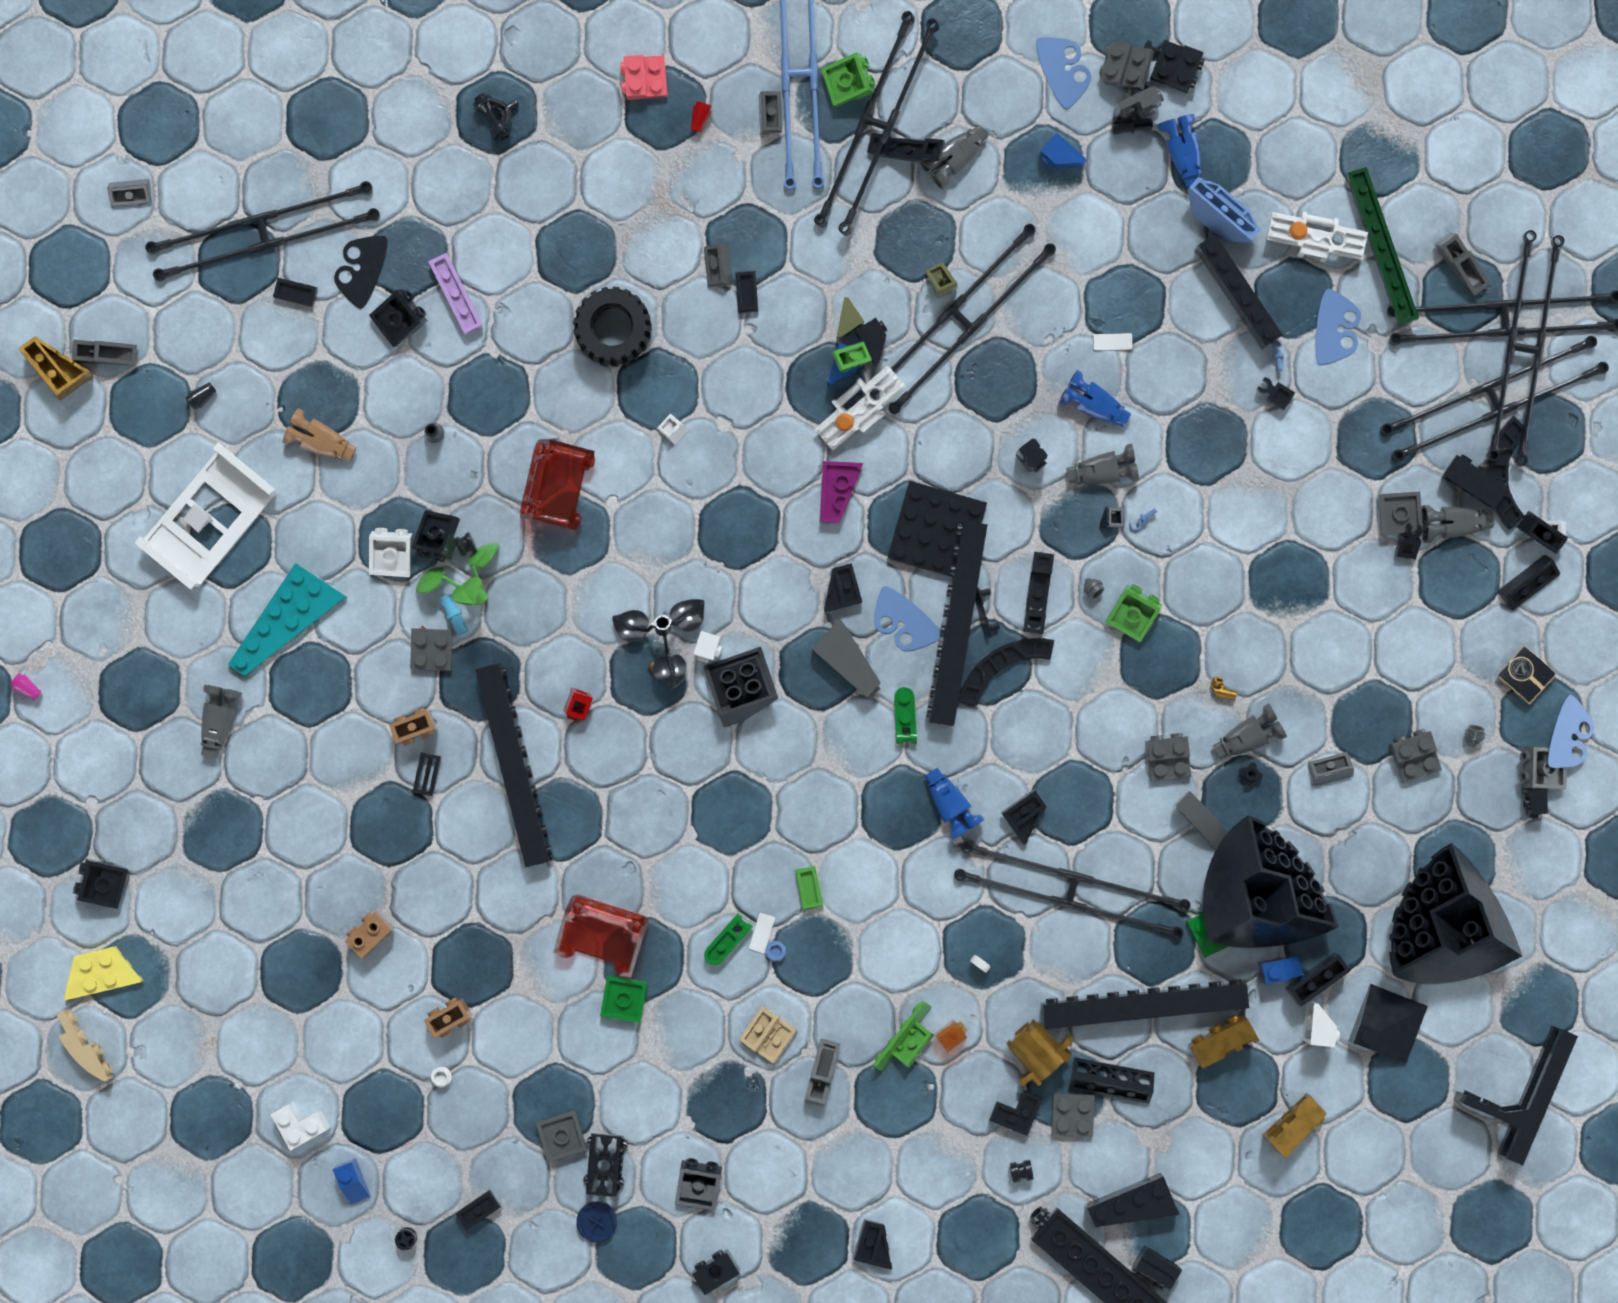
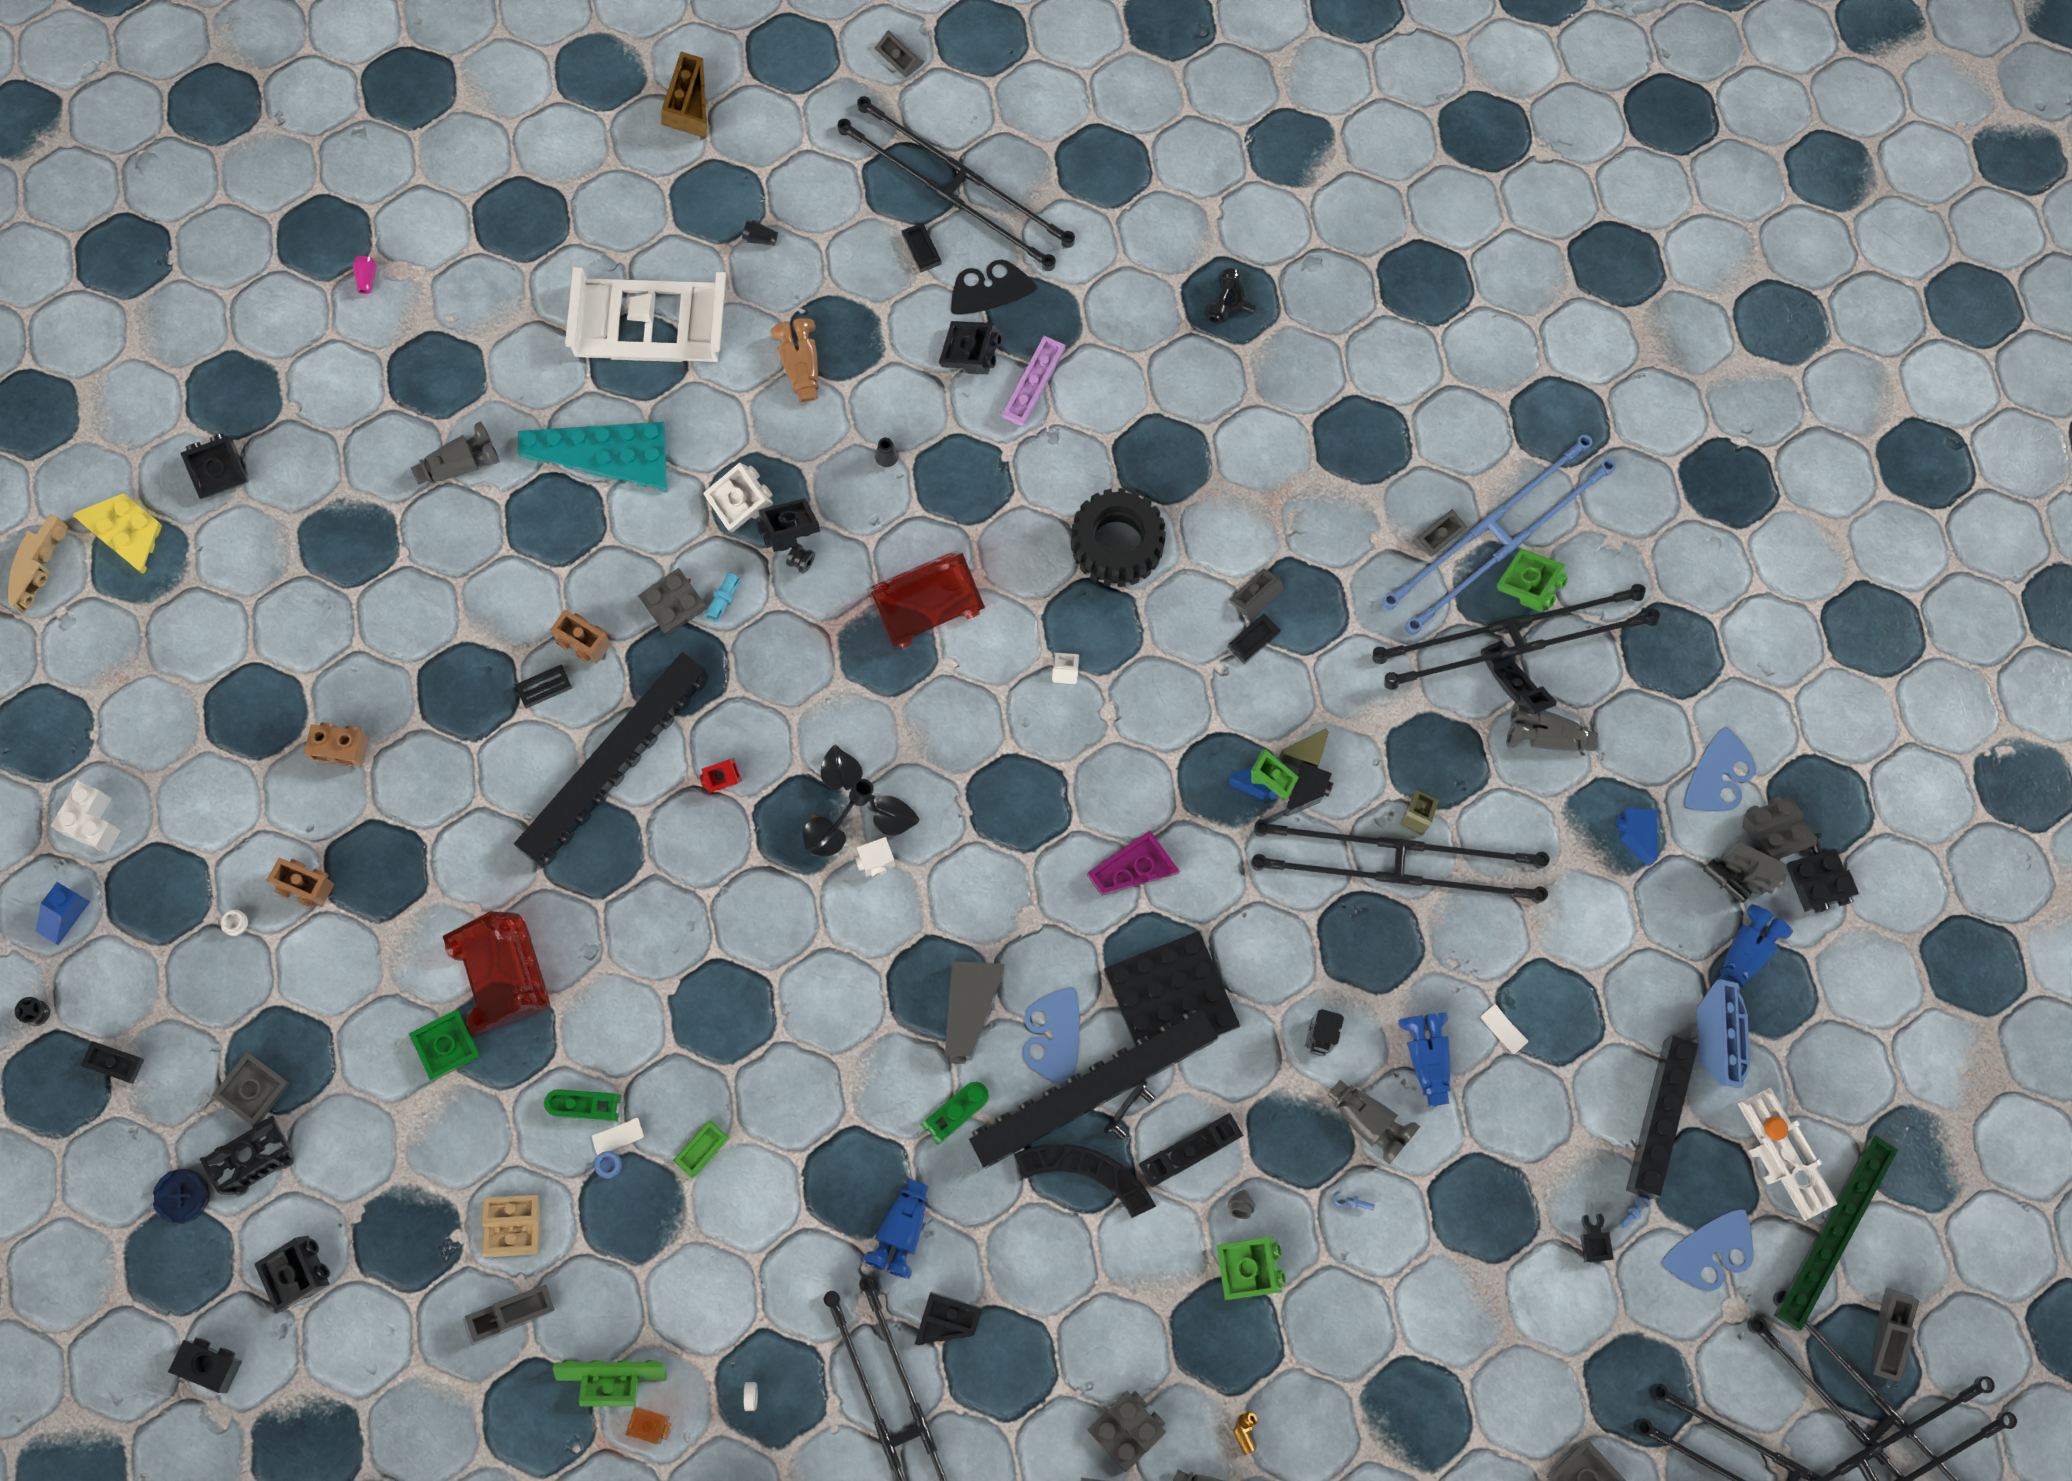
camera: 50 degrees right, 15 degrees down
(103, 352) = (734, 128): dark grey slope -> none
(469, 592) = (757, 583): bright green plant -> none
(644, 77) = (1373, 399): coral plate -> none
(700, 115) = (1382, 473): red cone -> none
(741, 685) = (859, 919): black slope -> none
(842, 589) = (1037, 947): black wing -> none
(864, 413) = (1229, 833): white piece -> none
(1112, 517) = (1329, 1168): black slope -> none

